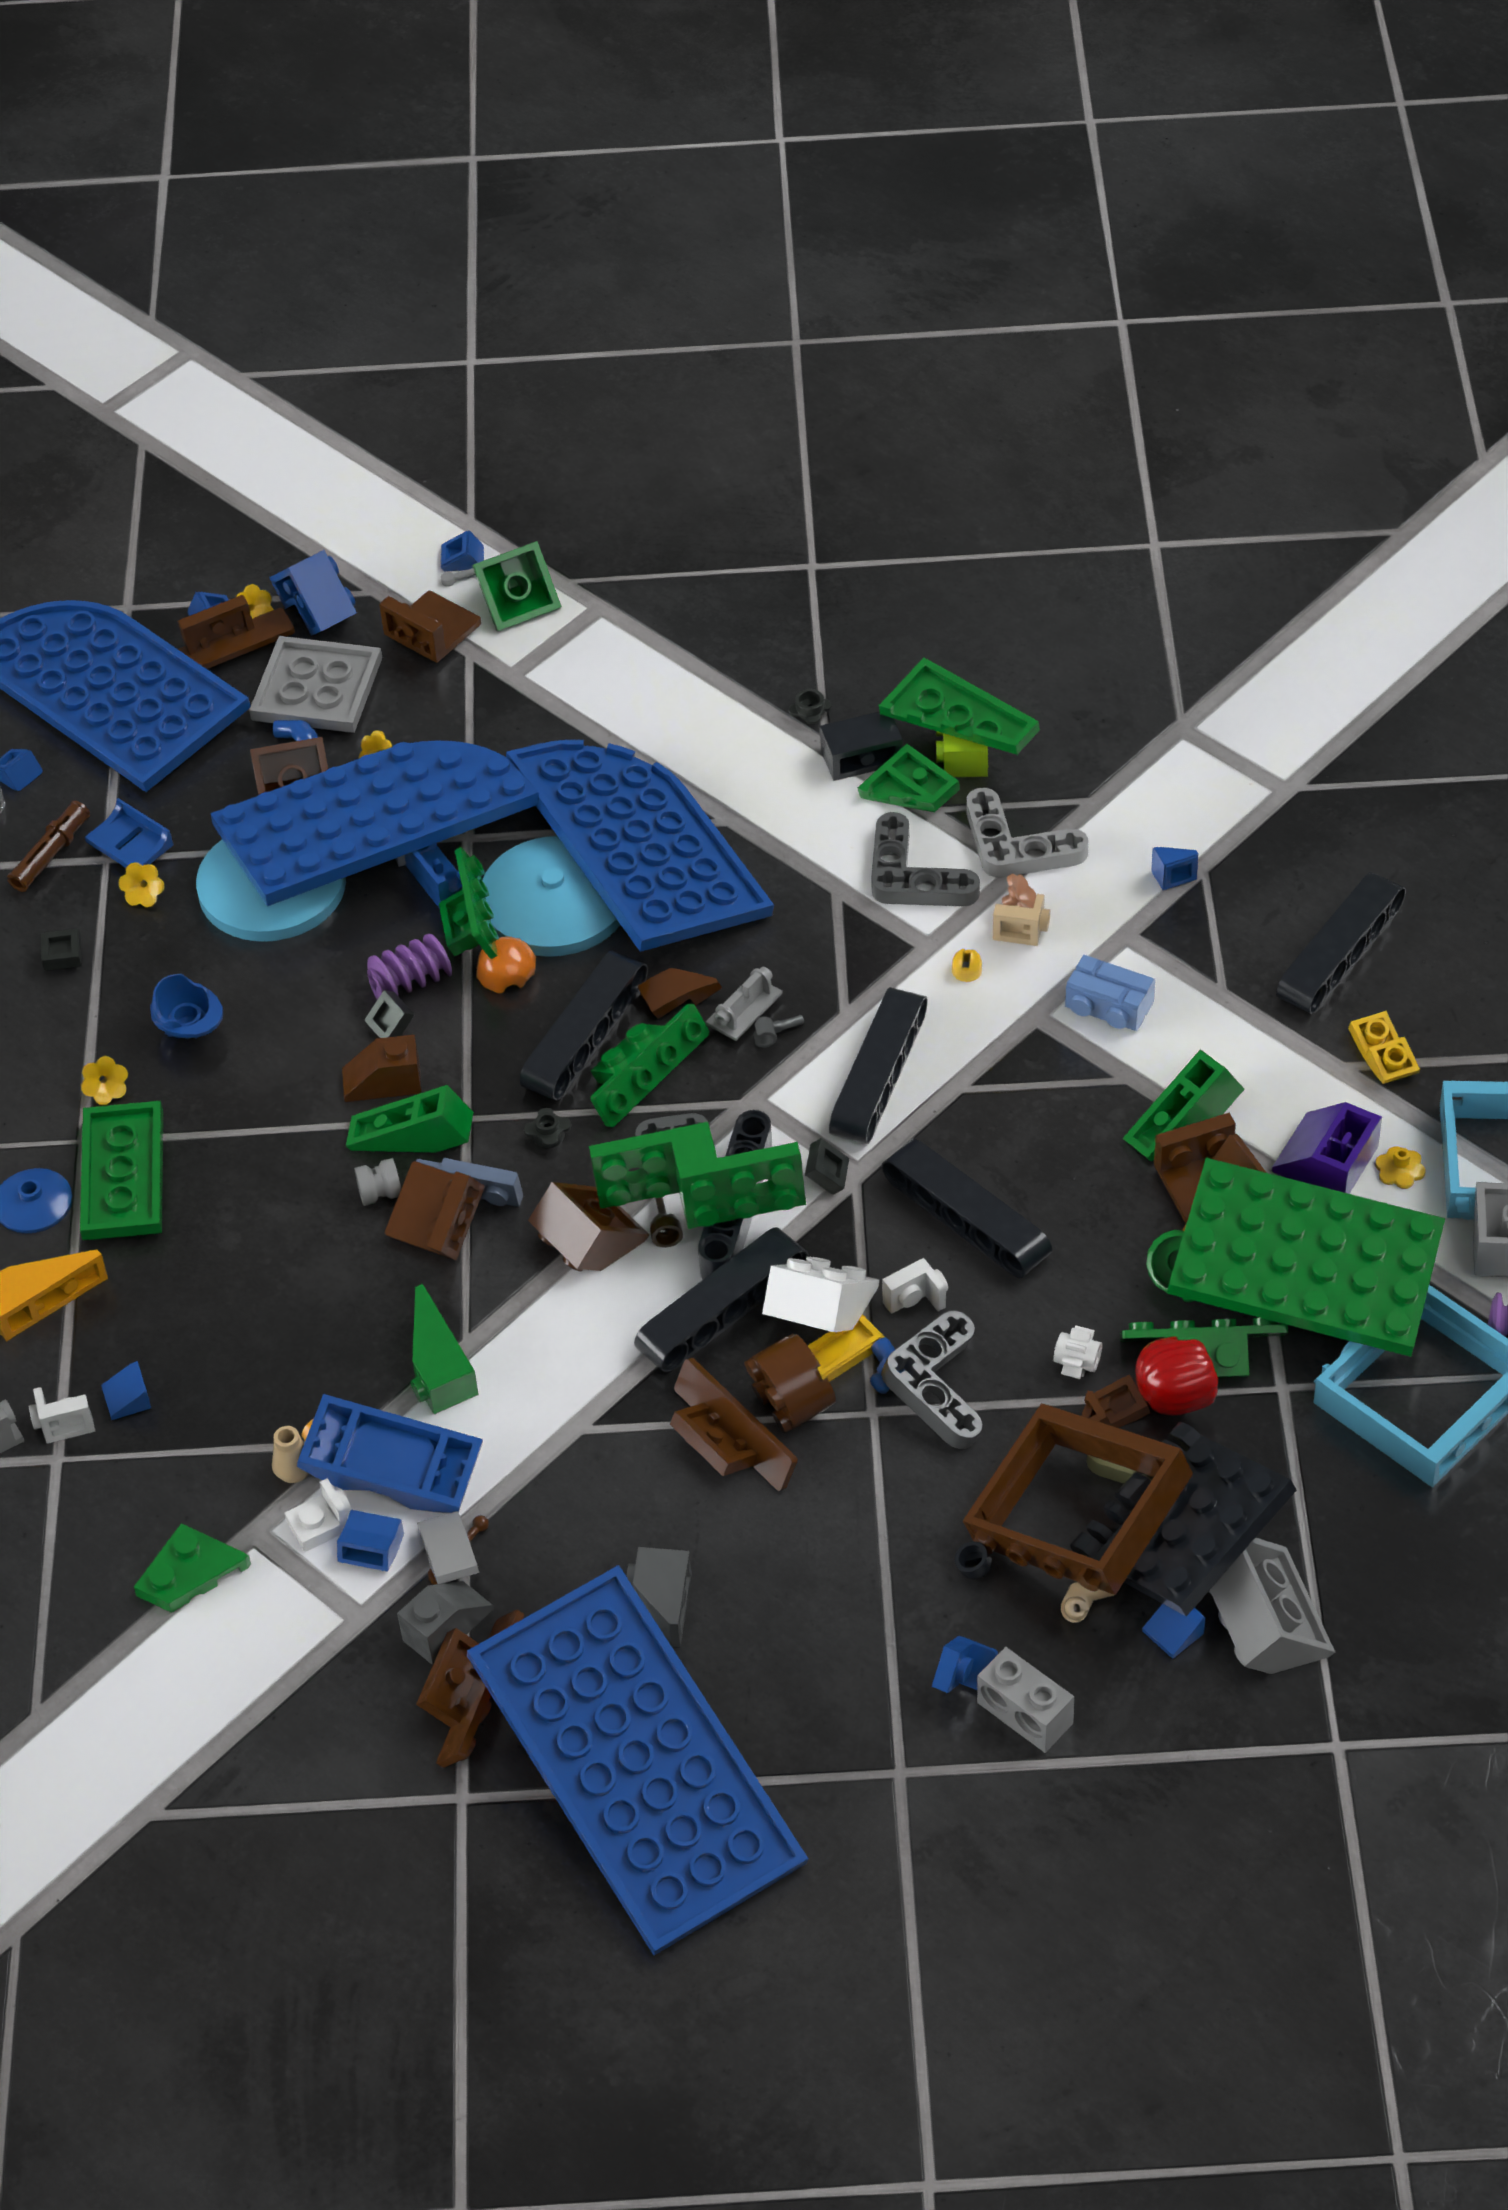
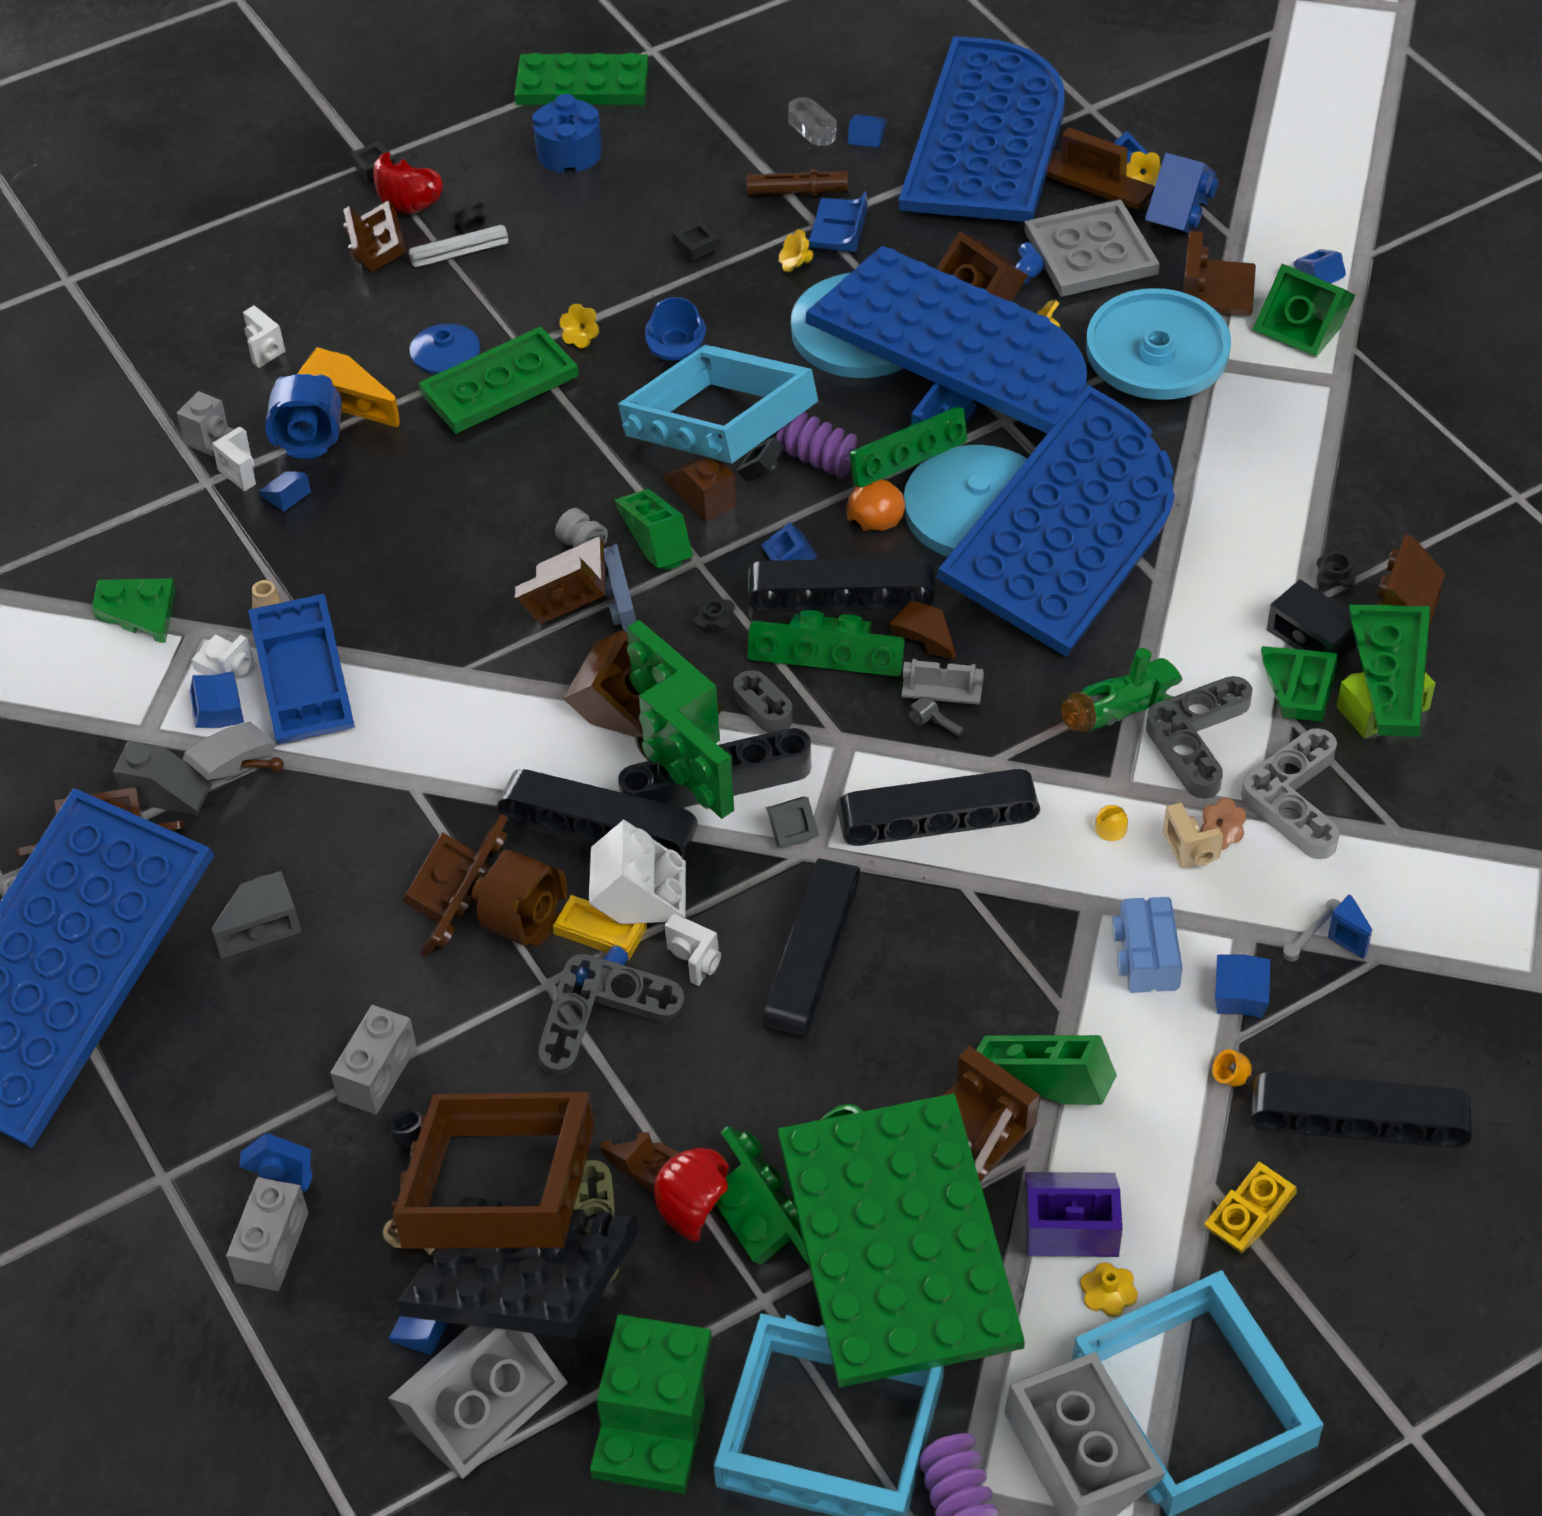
camera: 60 degrees right, 0 degrees up
(58, 1332) = (304, 415): none -> blue brick
(292, 976) = (785, 388): none -> medium azure window
(439, 1363) = (423, 652): green slope -> none
(481, 690) = (1158, 344): none -> medium azure dish
(506, 1046) = (788, 545): none -> blue slope
(856, 893) = (1121, 696): none -> green piece
(873, 667) = (1413, 579): none -> reddish brown slope
(888, 1557) = (373, 1059): none -> light grey brick
(1077, 1352) = (690, 1105): white gear -> none
(1164, 915) = (1292, 950): none -> light grey hinge
(1182, 957) = (1242, 985): none -> blue piece
(1260, 1006) = (1228, 1076): none -> light orange hinge
(1352, 1486) = (651, 1404): none -> green bracket

